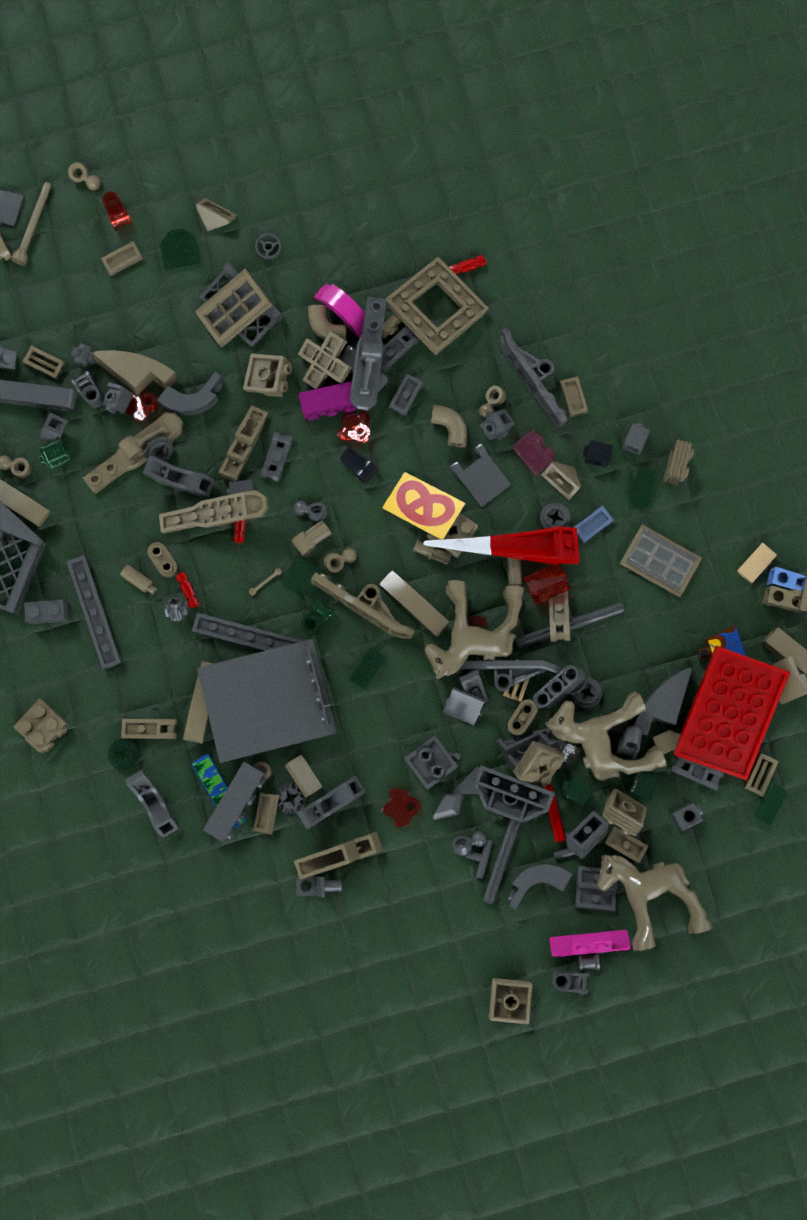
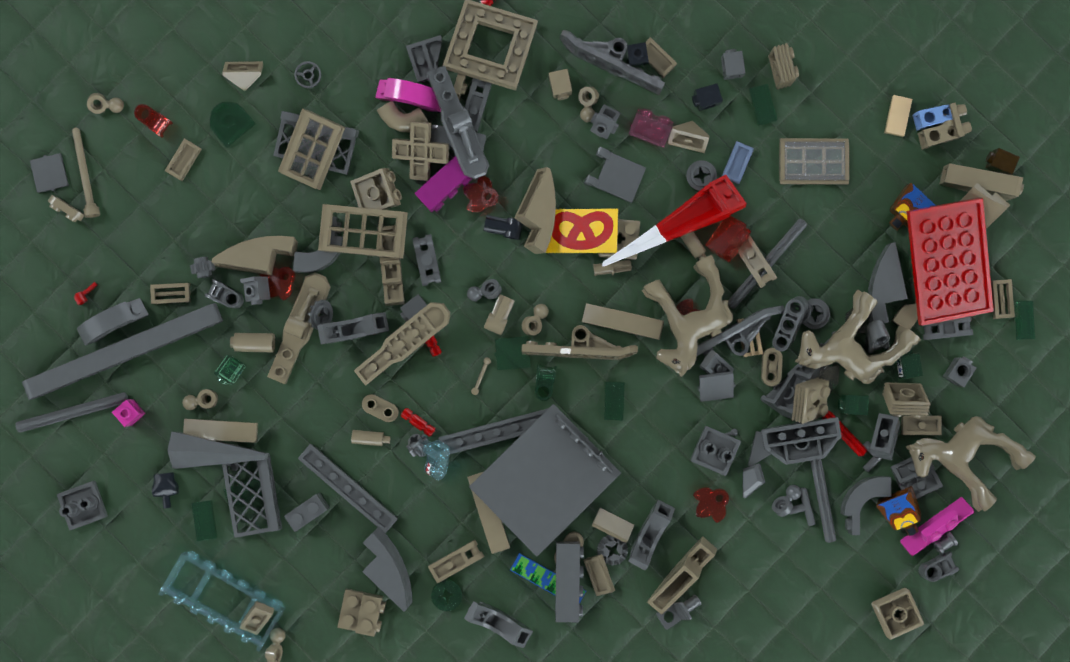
camera: 30 degrees left, 5 degrees up
(52, 428) = (215, 348): dark grey brick -> none
(86, 701) = (388, 569): none -> dark grey slope
(88, 442) = (253, 342): none -> dark tan brick
(184, 629) = (436, 459): none -> clear light blue leg
(206, 379) = (326, 227): none -> dark tan piece
(375, 284) = (425, 56): none -> dark grey wing
(396, 468) = (538, 211): none -> dark tan slope
(406, 395) = (508, 140): dark grey plate -> none
(453, 422) = (565, 141): dark tan cylinder -> none
(477, 372) = (560, 84): none -> dark tan brick
(557, 383) = (637, 54): none -> black brick
(565, 909) = (901, 510): none -> torso

